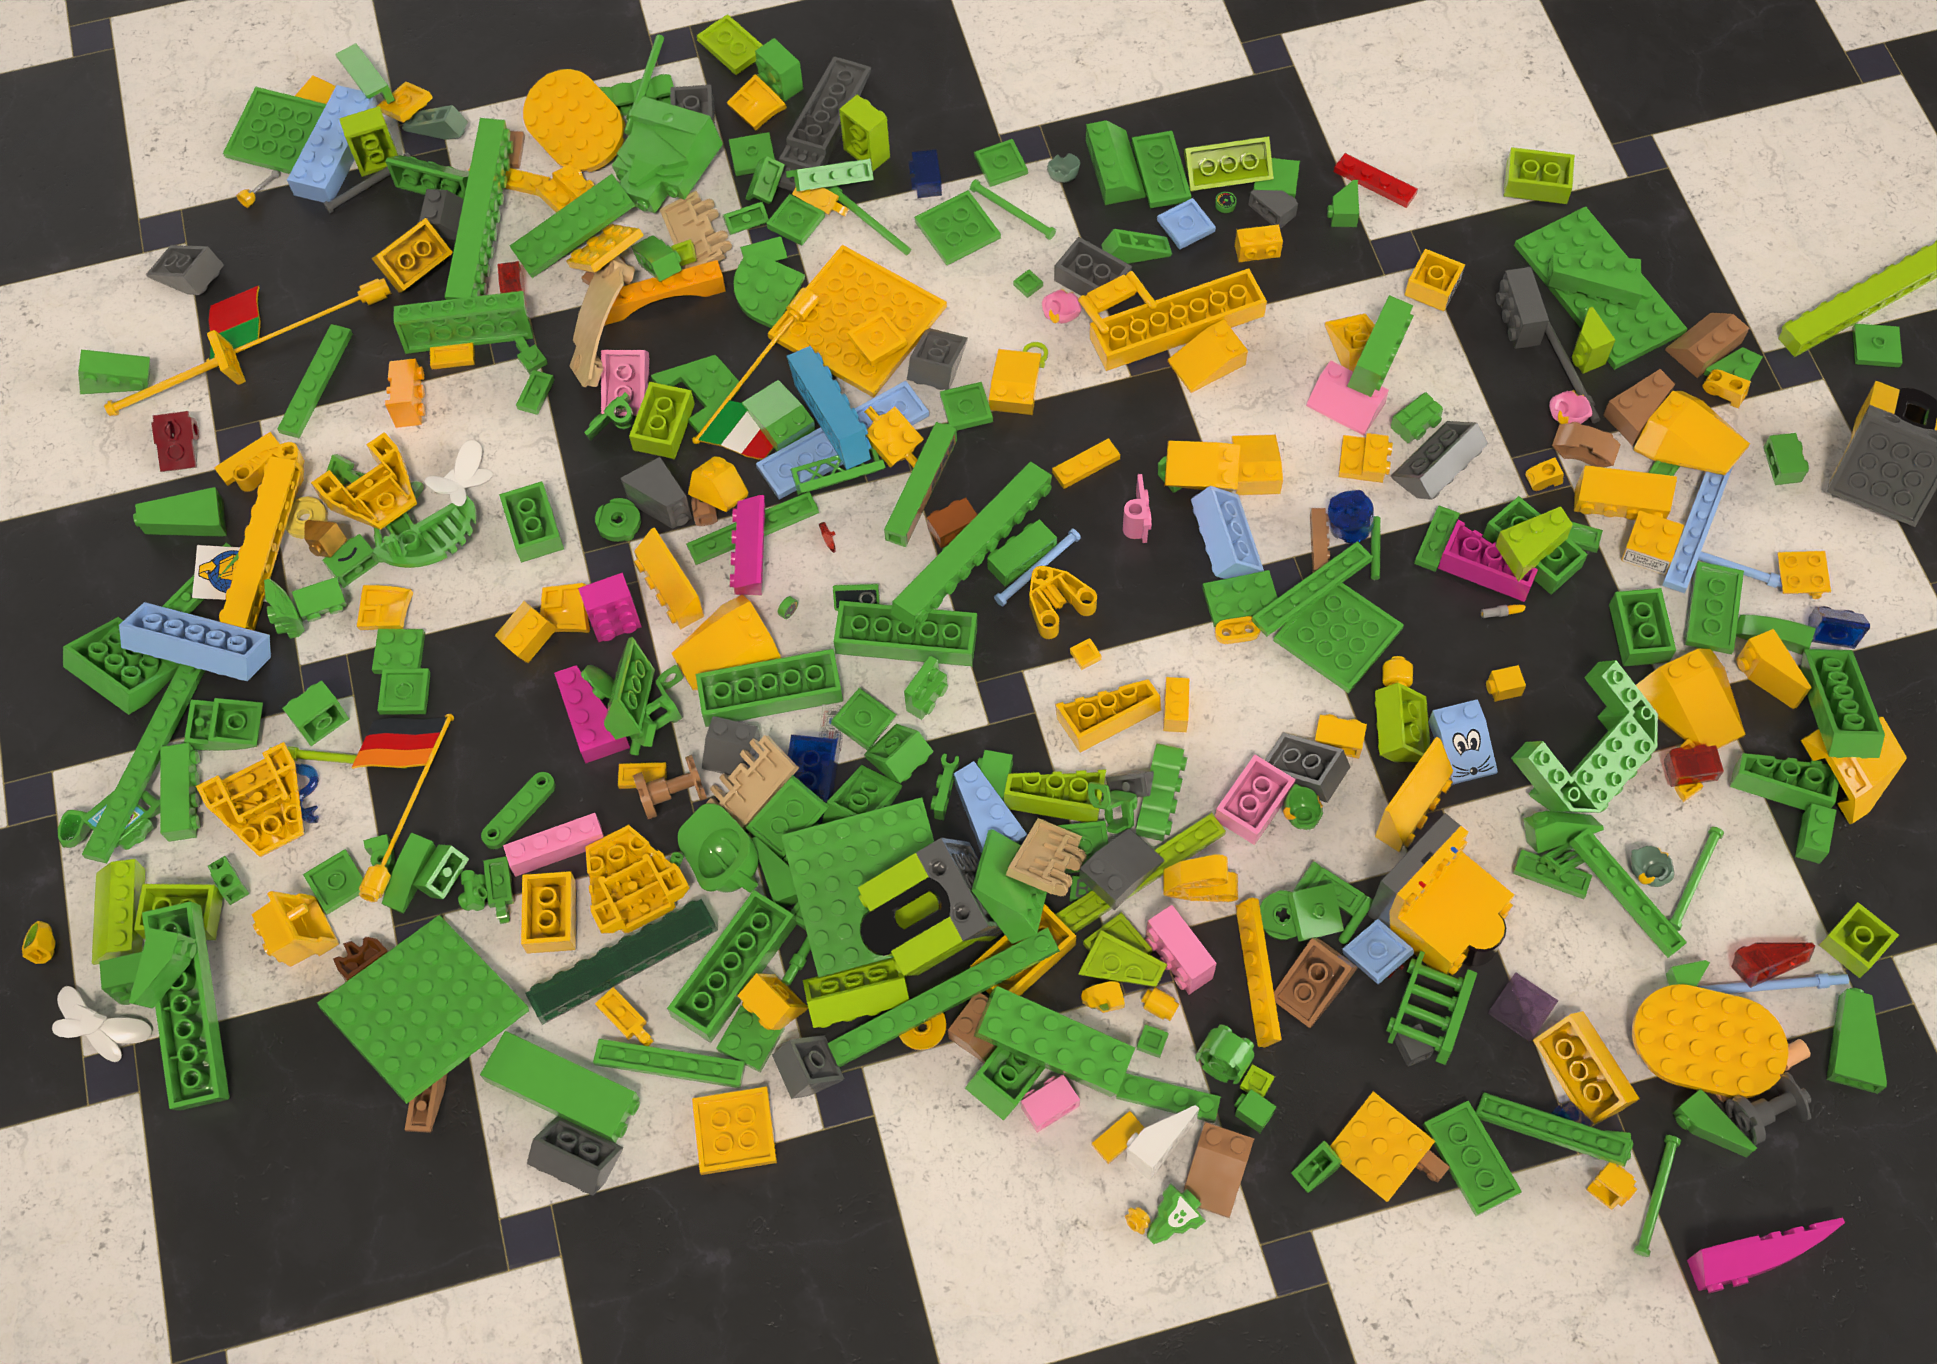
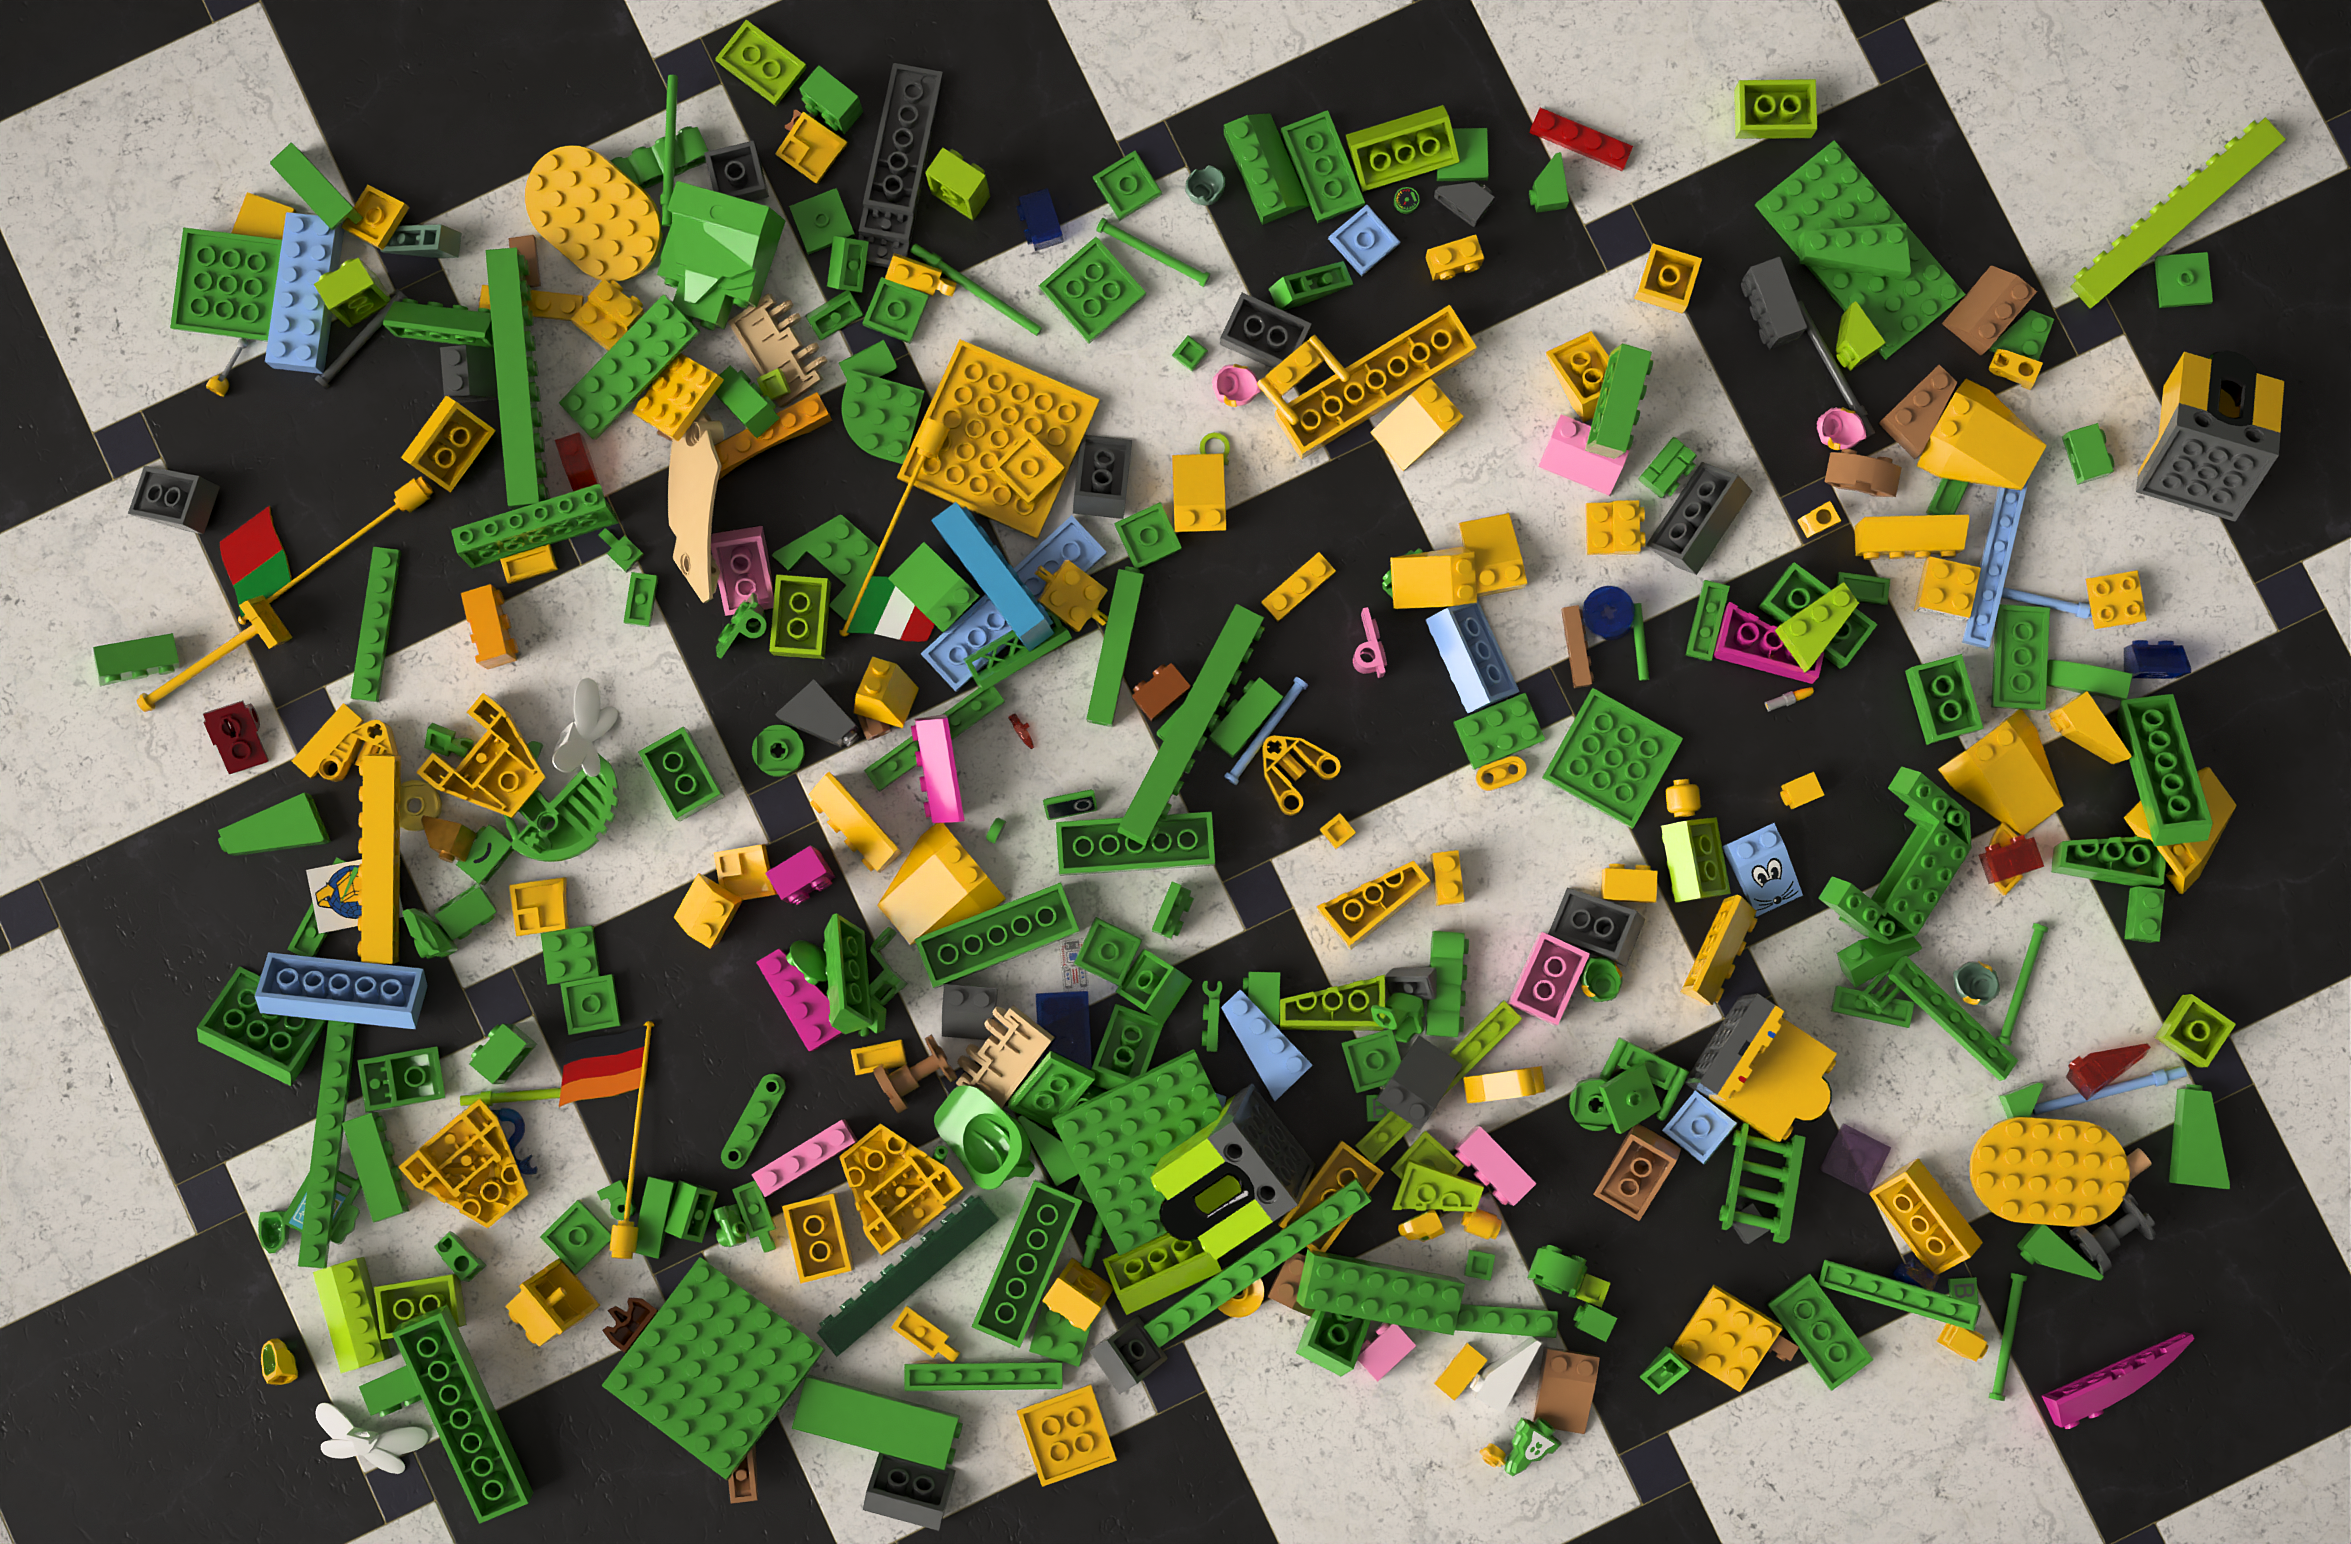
camera: 10 degrees left, 20 degrees up
(160, 965) = (434, 1381): bright green slope -> none
(832, 175) = (927, 246): fence -> none
(1009, 902) = (1309, 1136): bright green slope -> none
(1046, 856) = (1336, 1089): tan hinge -> none
(1258, 972) = (1578, 1171): yellow plate -> none
(1312, 588) = (1577, 714): bright green plate -> none

